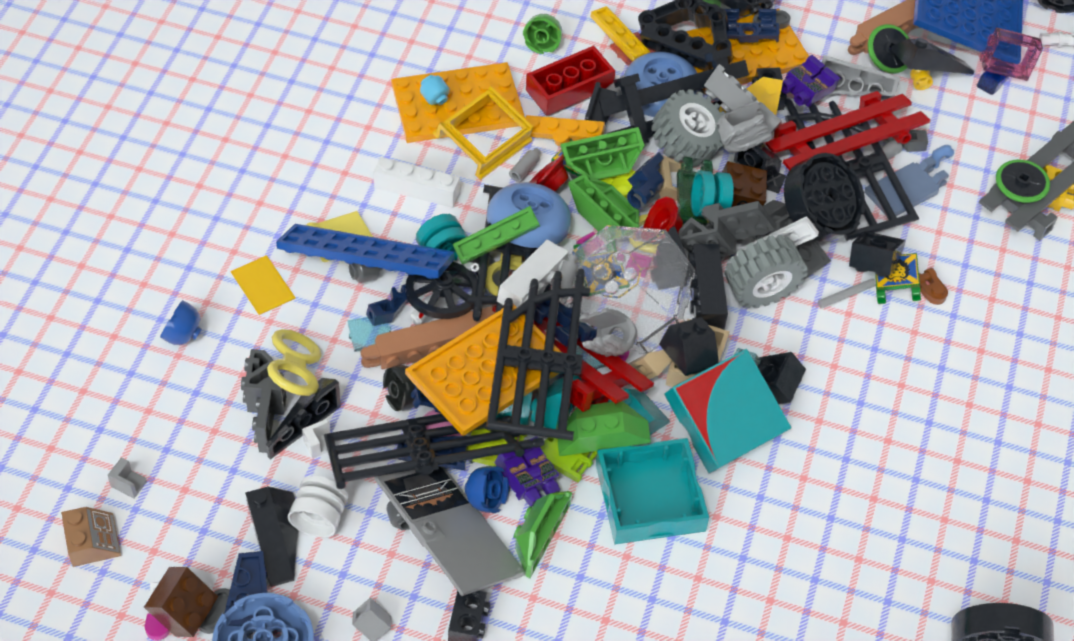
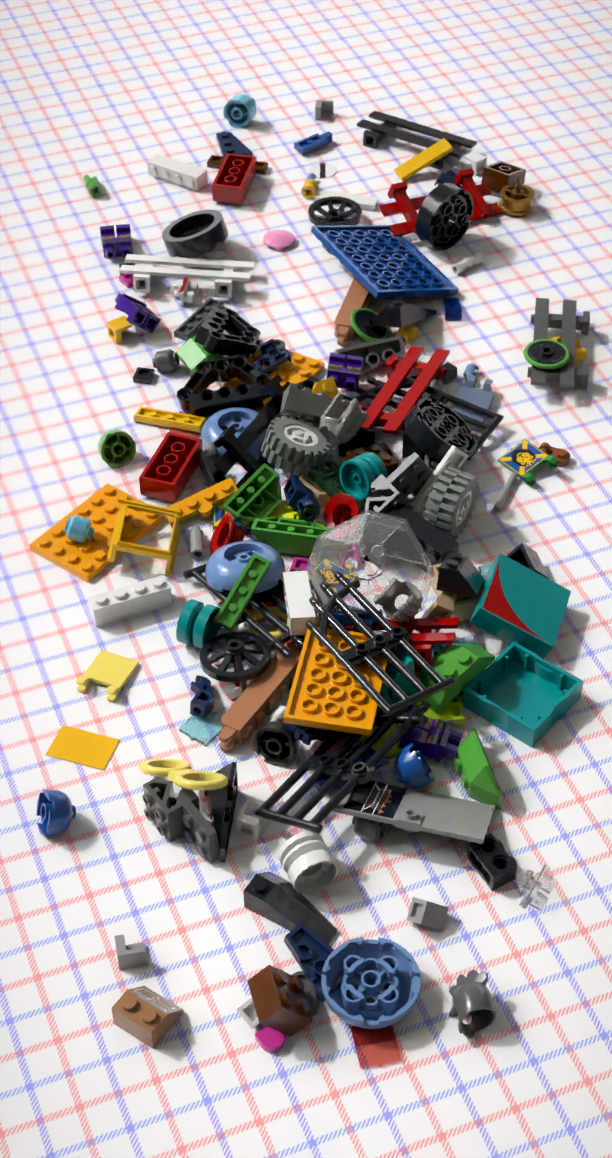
camera: 35 degrees left, 10 degrees down
(363, 274) = (155, 682): dark grey head -> none
(365, 250) = (151, 664): blue plate -> none
(876, 253) = (502, 453): black slope -> none
(1009, 69) = (467, 290): clear pink window -> none

